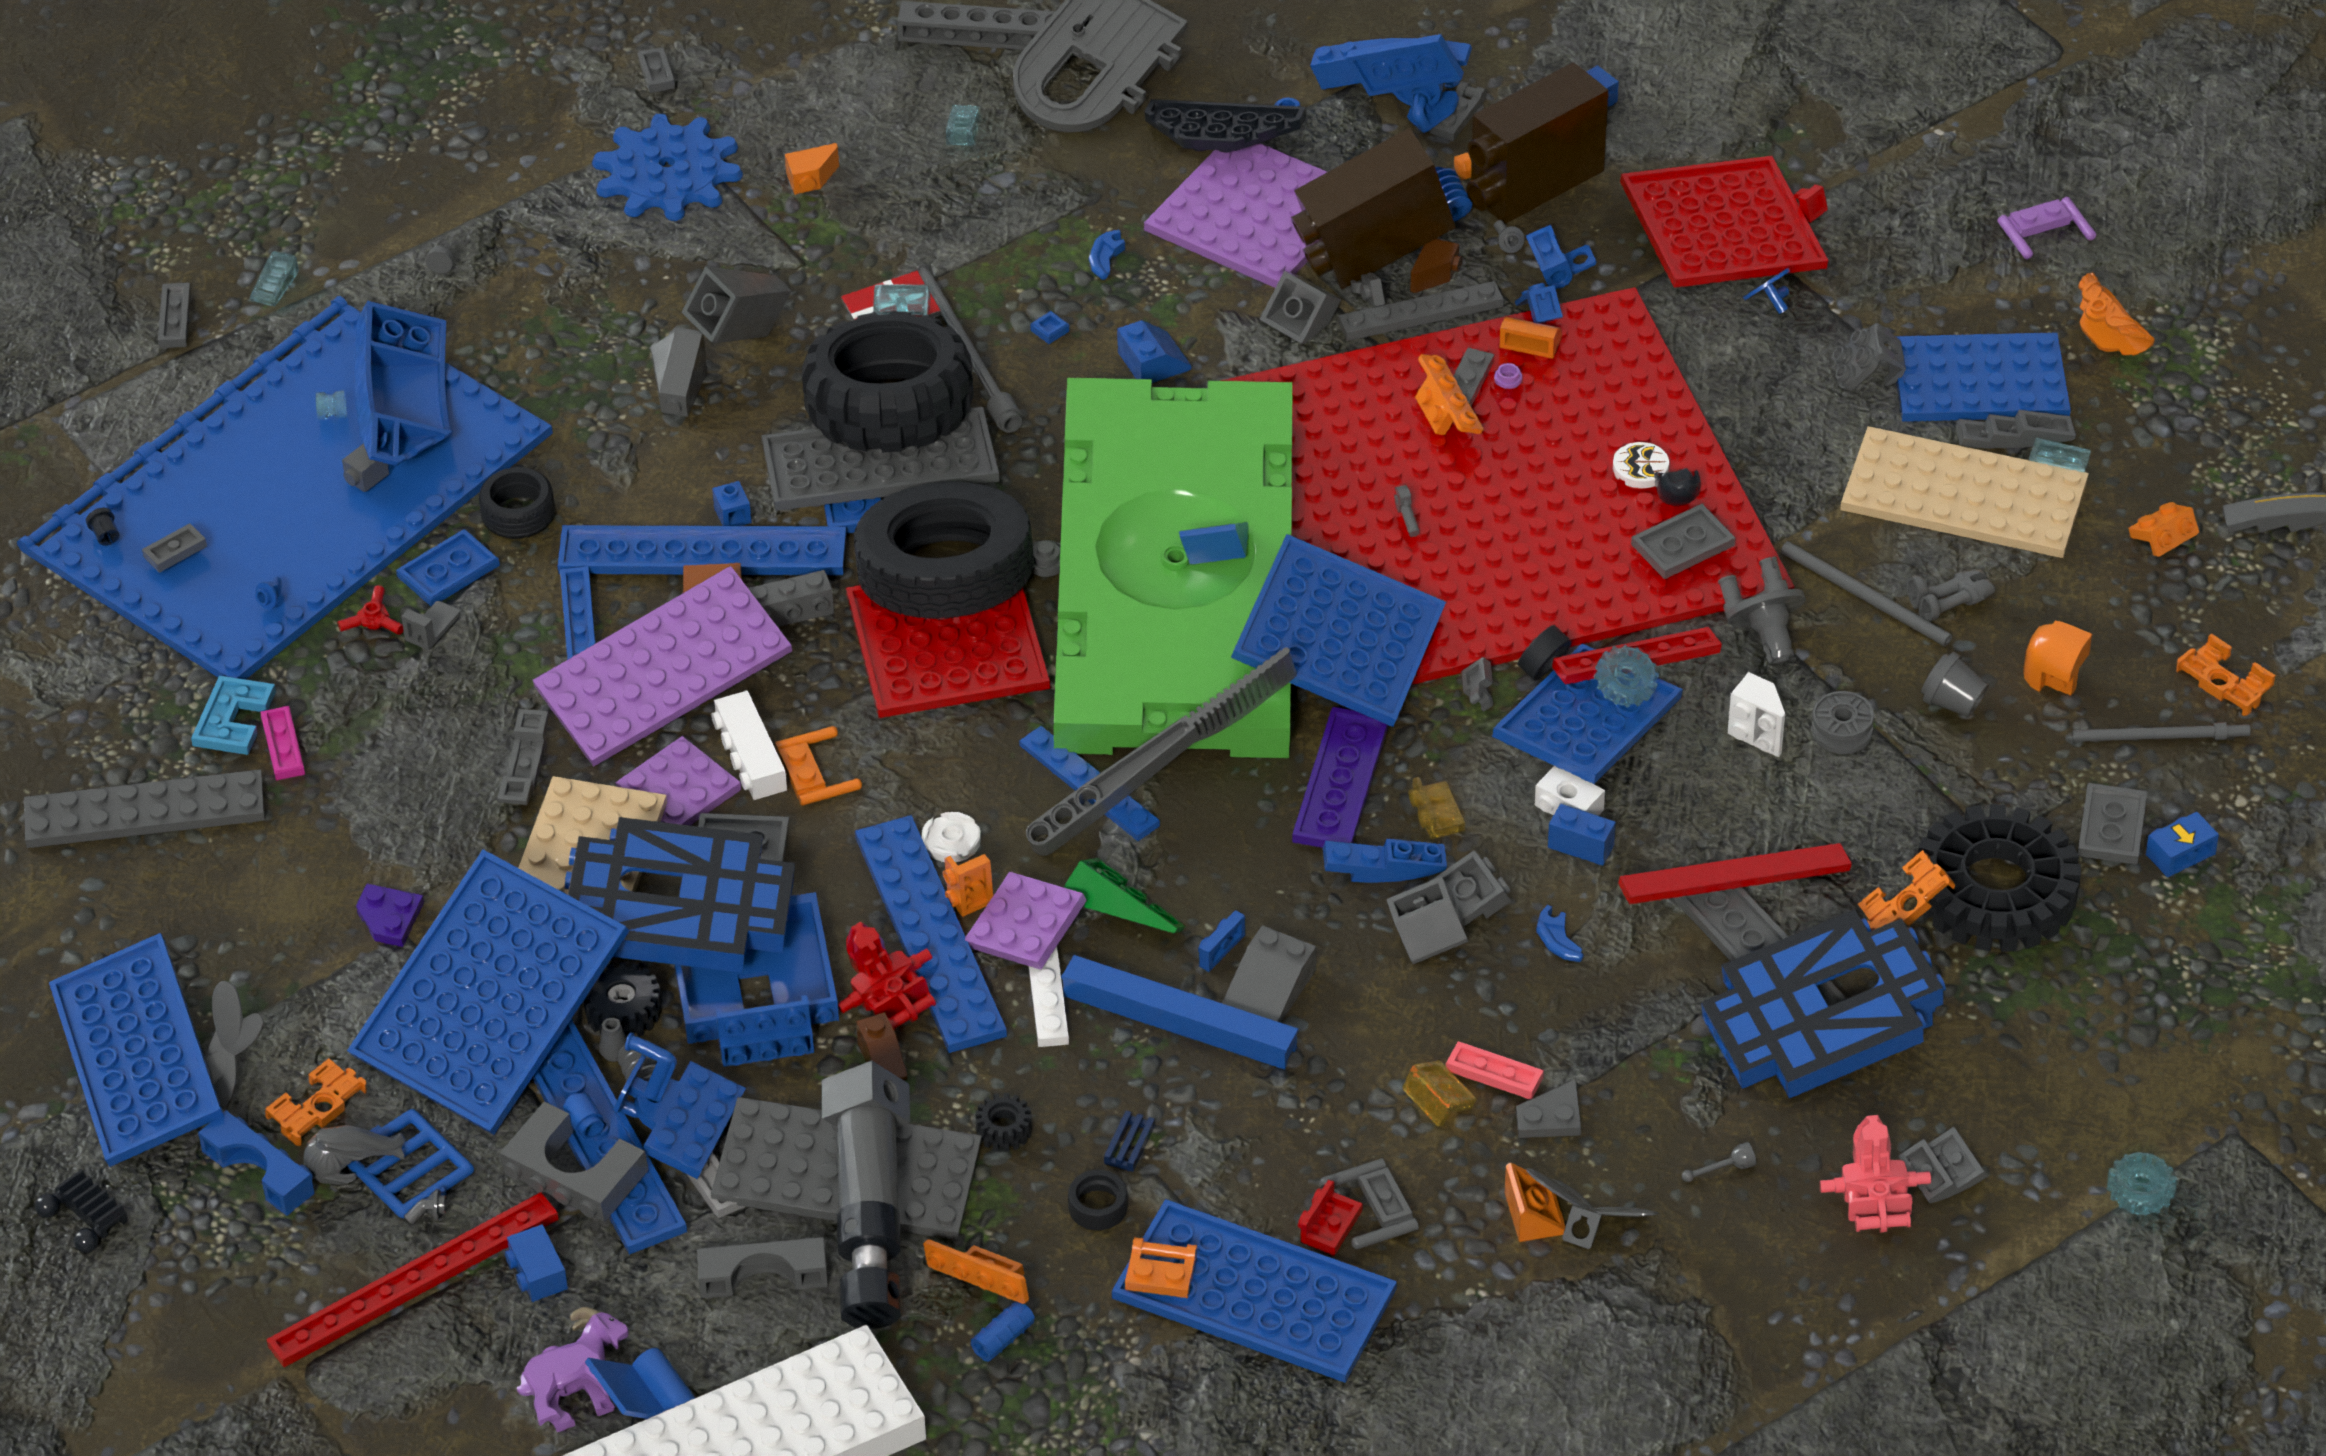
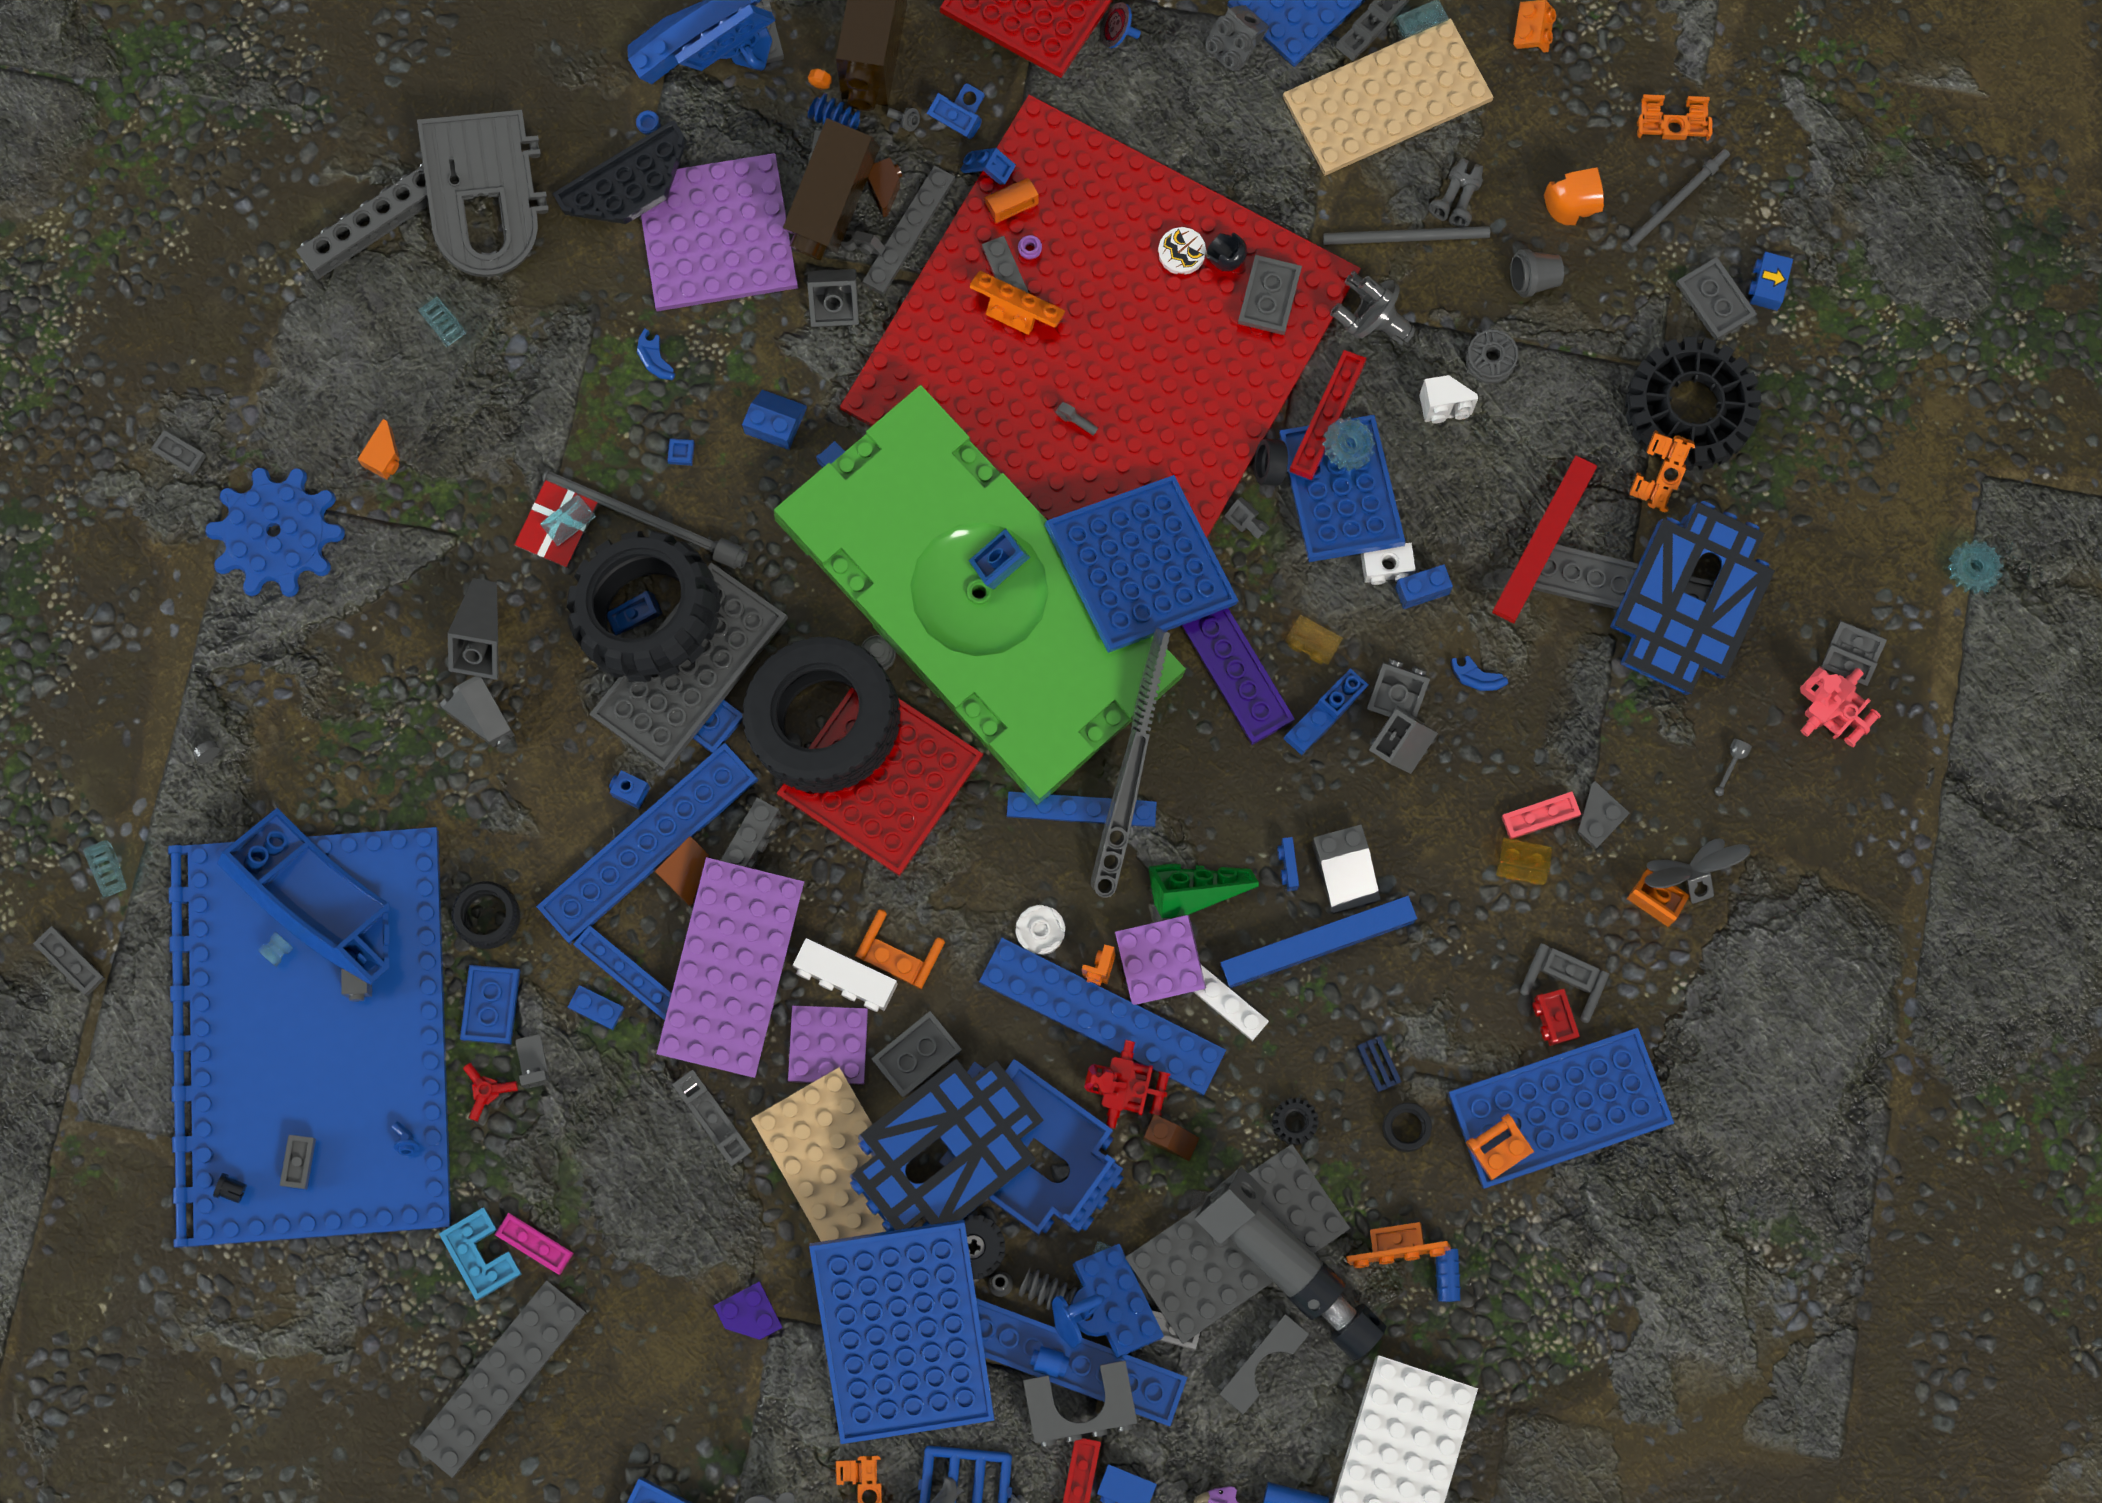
camera: 45 degrees left, 30 degrees up
(526, 628) = (596, 1007): none -> blue plate

